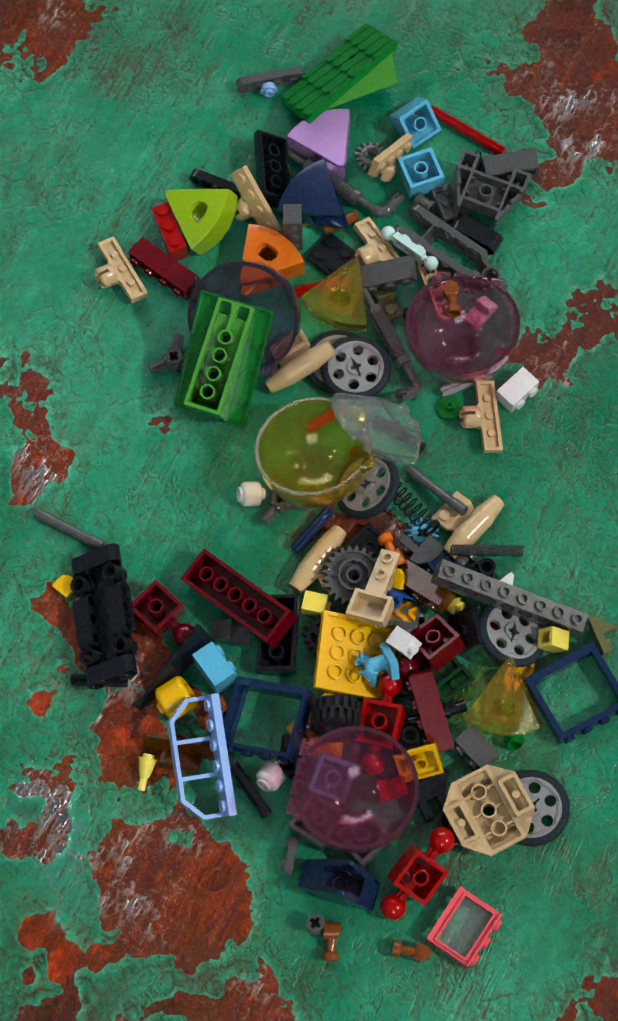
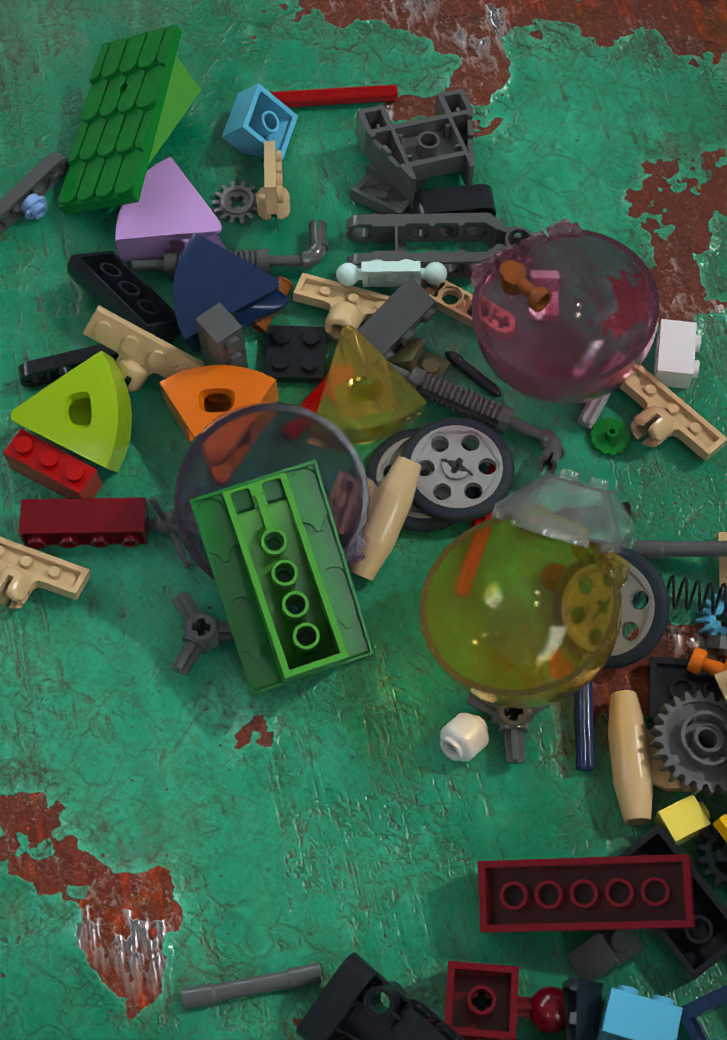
camera: 40 degrees left, 5 degrees down
(420, 172) = (322, 177): medium azure brick -> none
(424, 202) = (352, 209): dark grey bush -> none
(504, 164) = (419, 97): dark grey brick -> none

